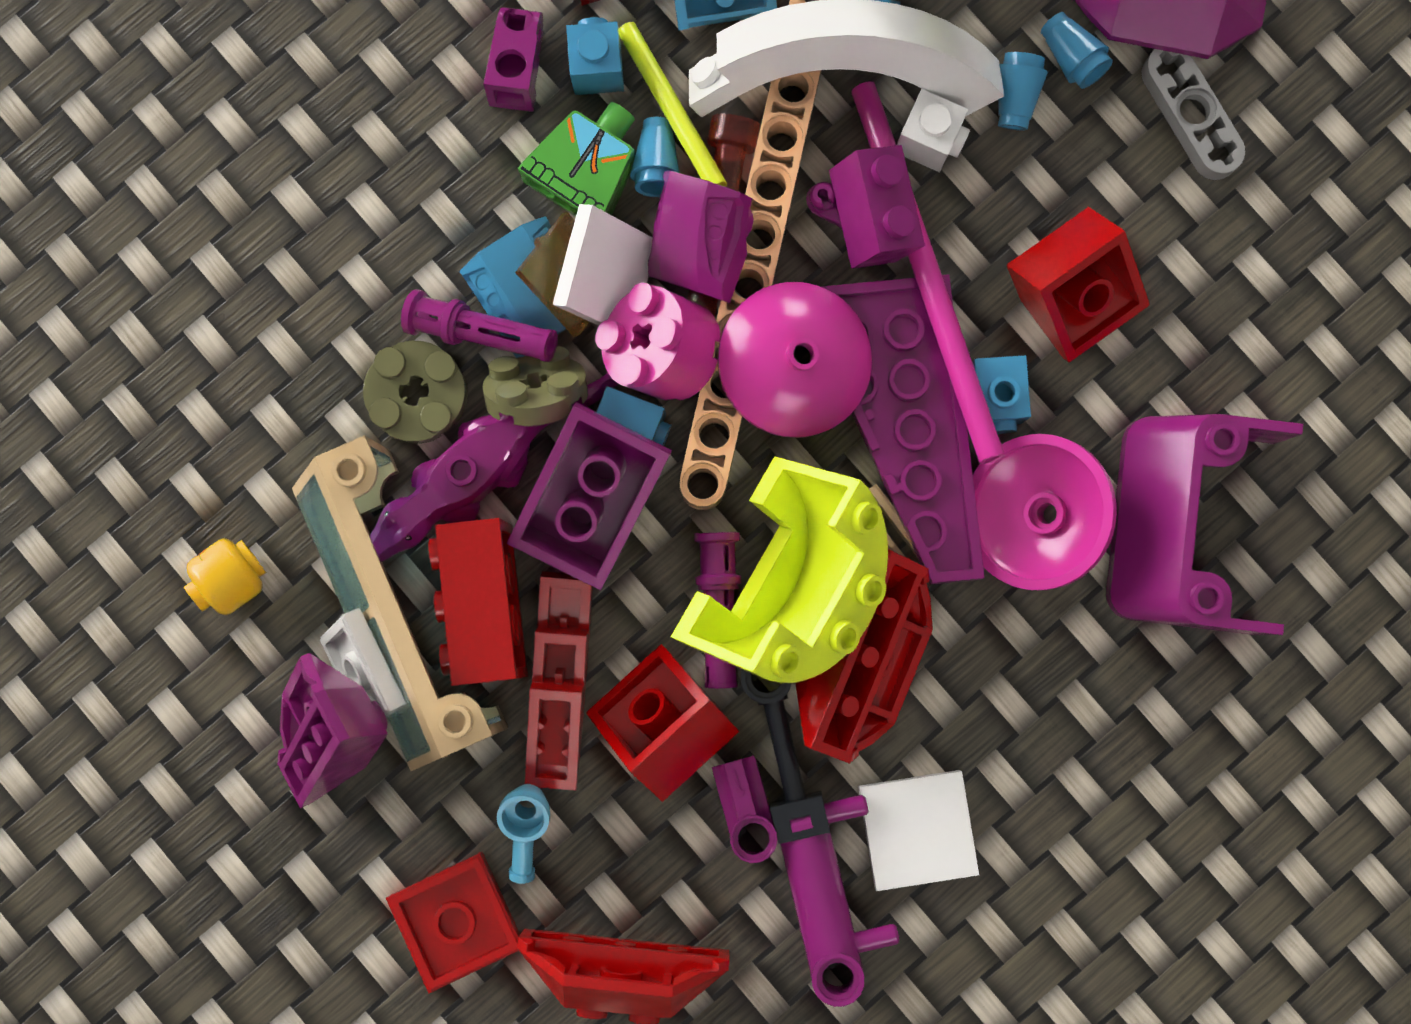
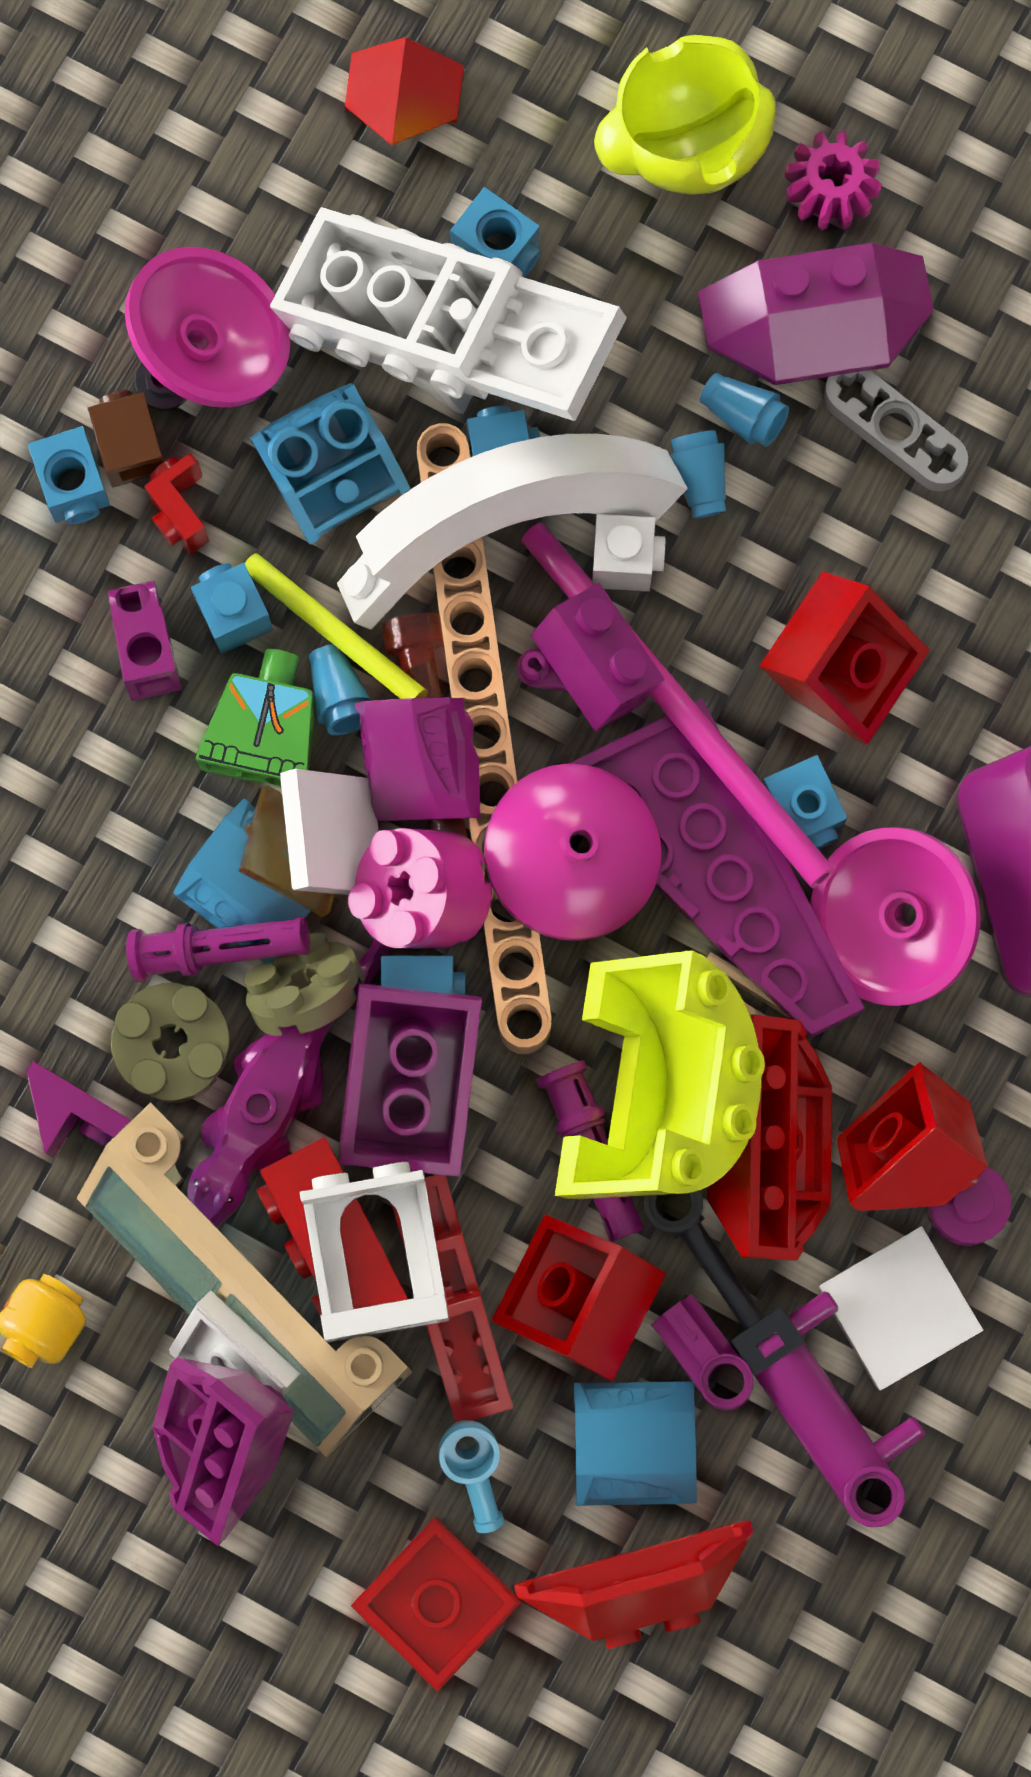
camera: 25 degrees left, 5 degrees down
(306, 409) = (61, 1104): none -> magenta slope
(471, 582) = (323, 1213): none -> white panel
(662, 856) = (635, 1443): none -> dark azure slope
(979, 707) = (912, 1146): none -> red slope
(1007, 769) = (974, 1213): none -> magenta piece

